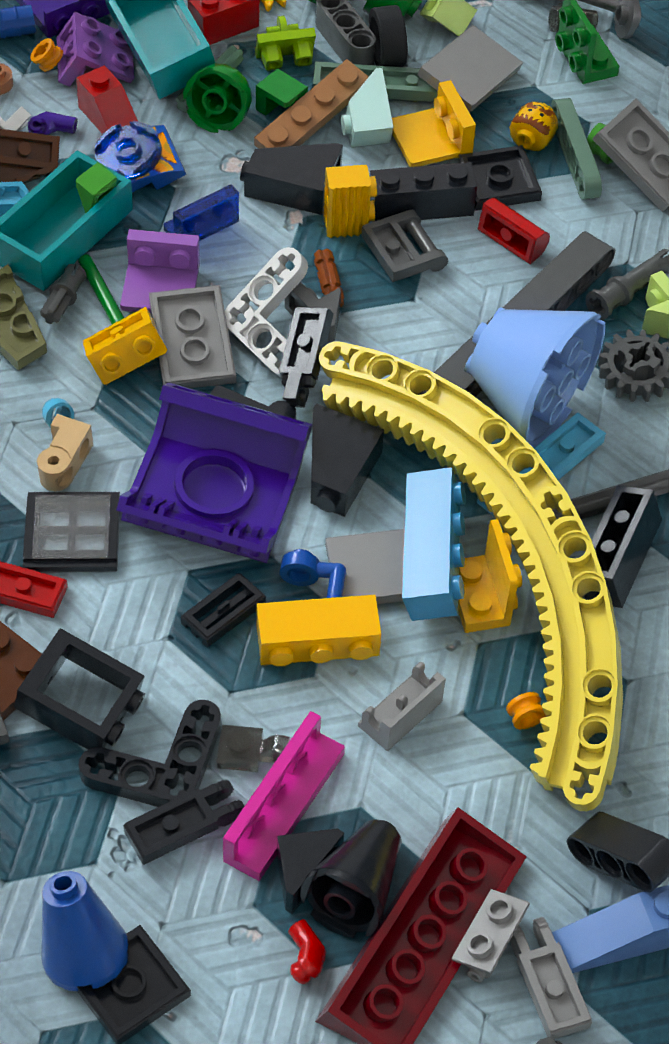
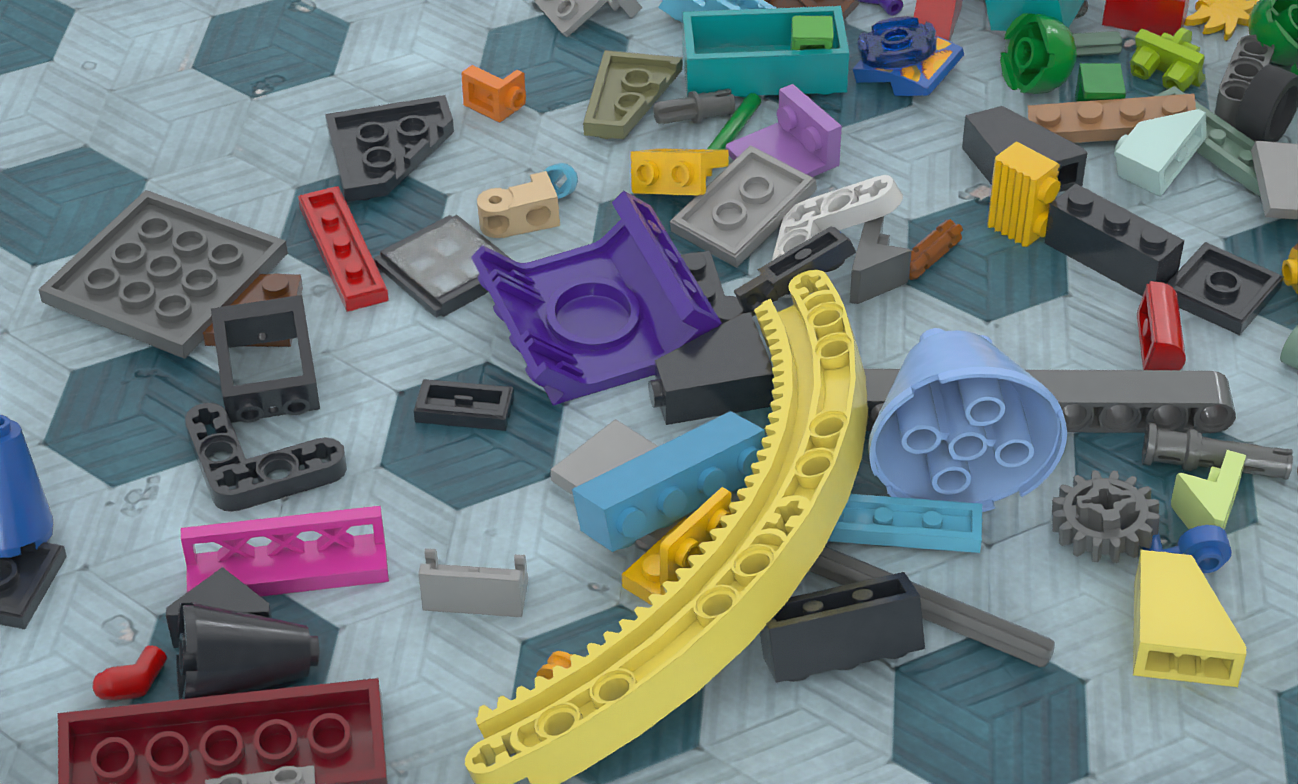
camera: 55 degrees right, 10 degrees down
(181, 821) = (191, 503): black hinge -> none
(206, 214) = (885, 127): clear blue bracket -> none
(245, 748) = (317, 496): clear smoke plate -> none
(304, 569) = (560, 425): blue plate -> none
(318, 630) = (499, 473): yellow brick -> none
(397, 252) = (1023, 265): dark grey plate -> none
(436, 132) = (1206, 210): yellow bracket -> none

